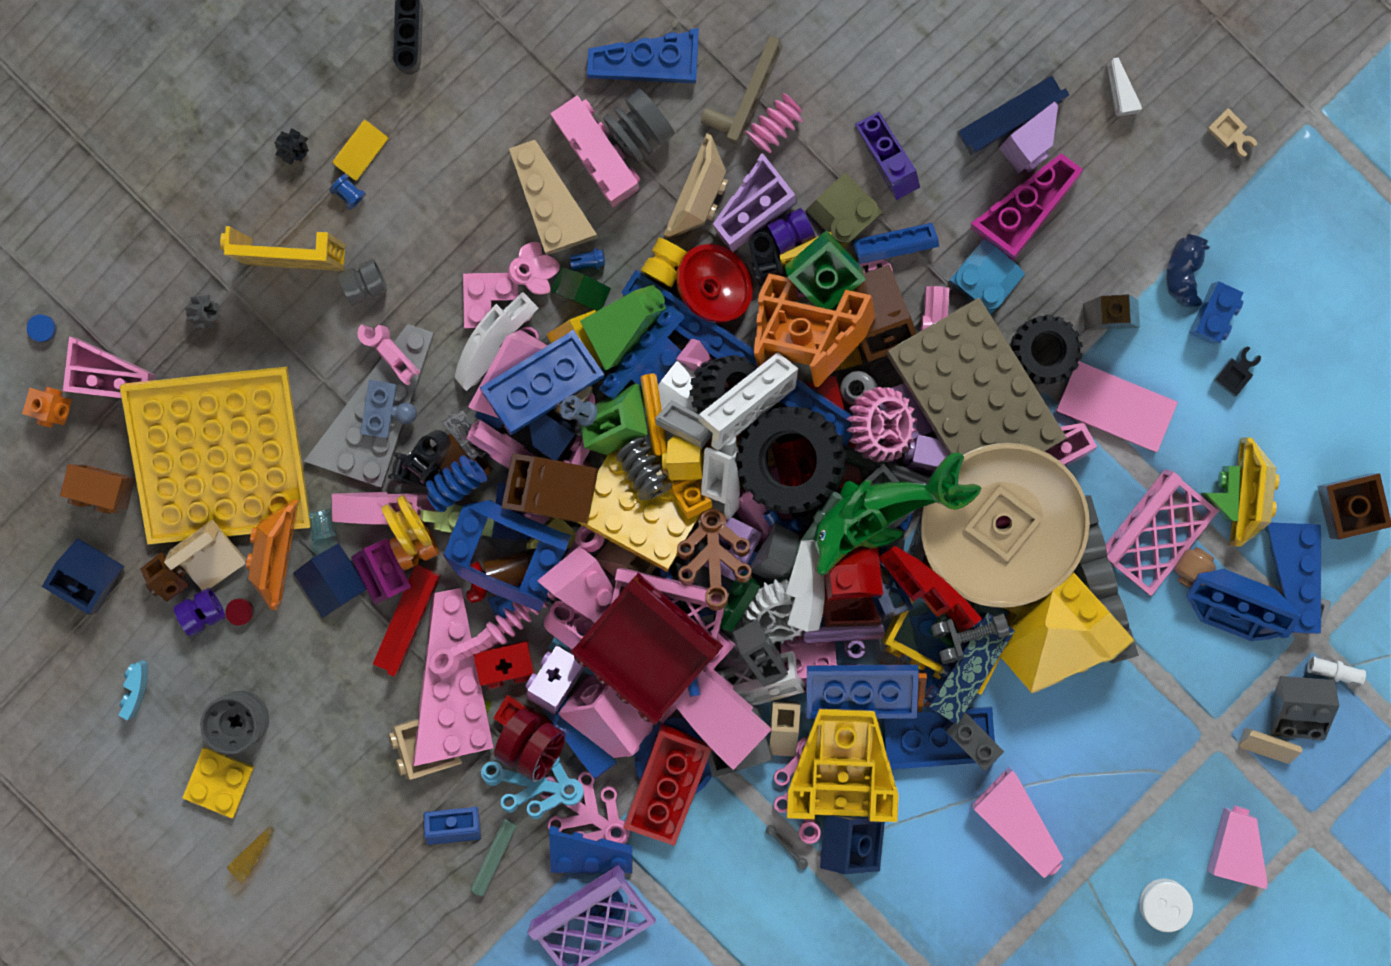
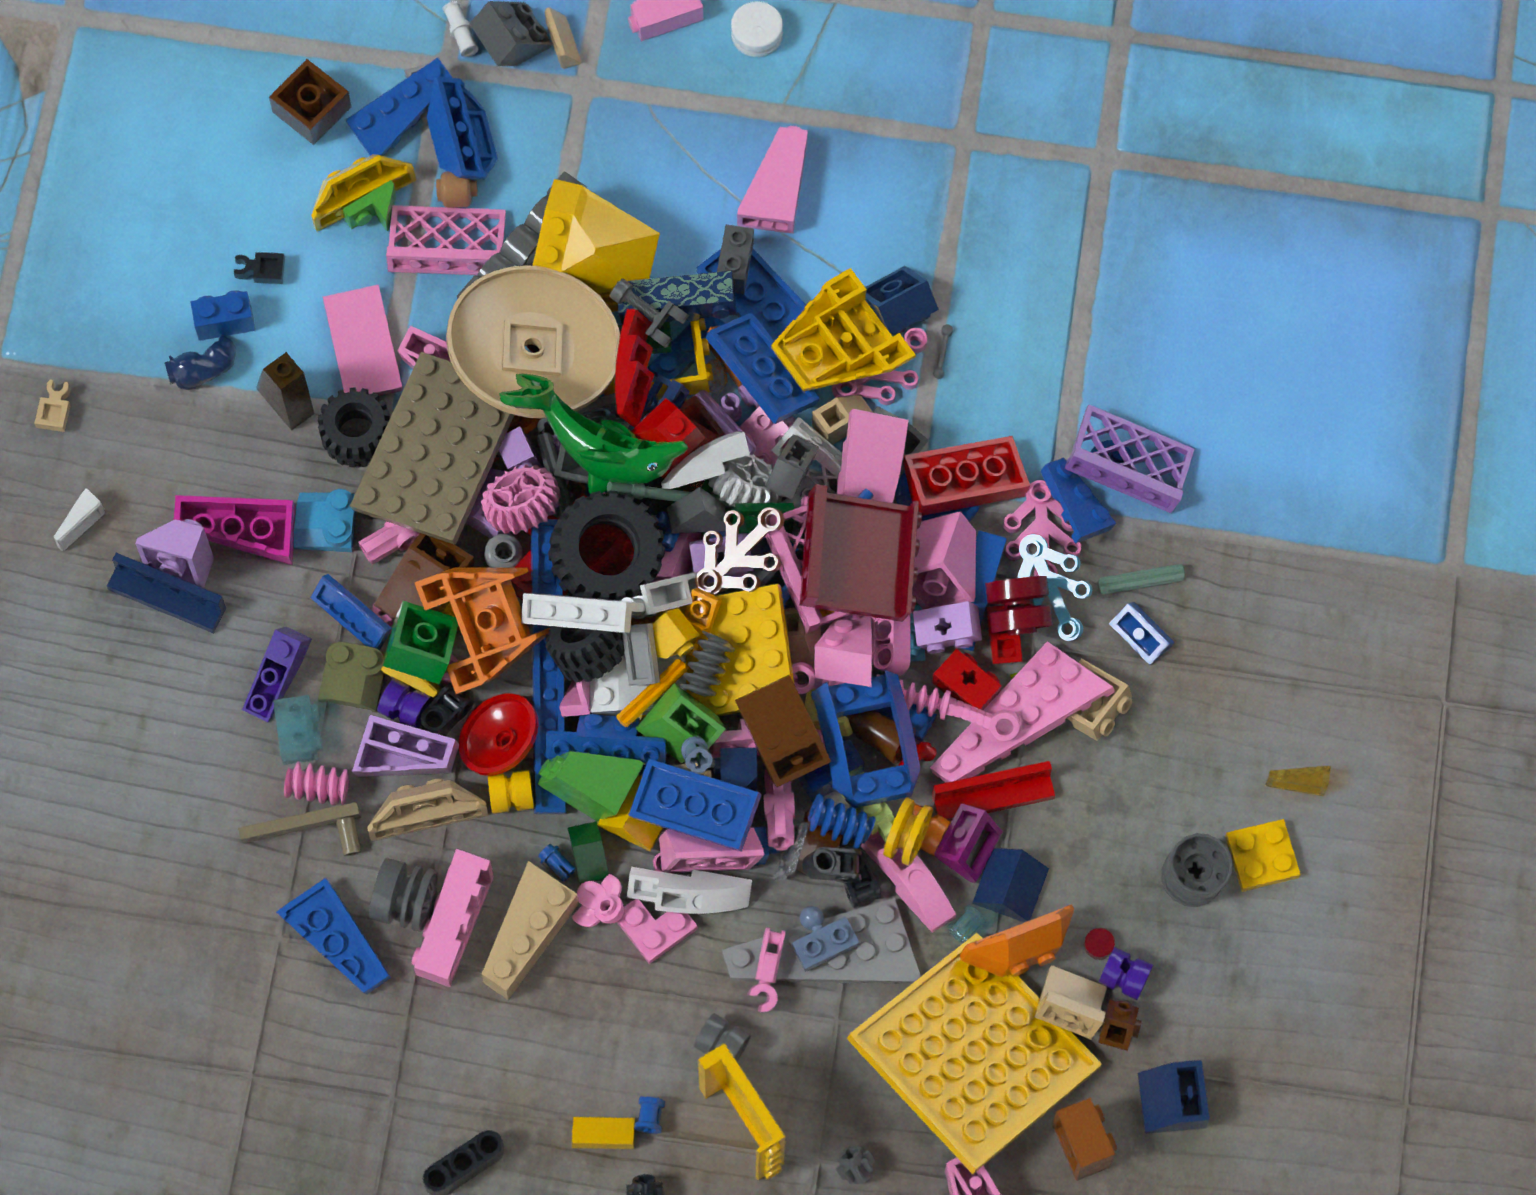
camera: 125 degrees left, 20 degrees down
(136, 681) = (1231, 986): medium azure slope -> none
(830, 139) = (297, 730): none -> clear light blue brick

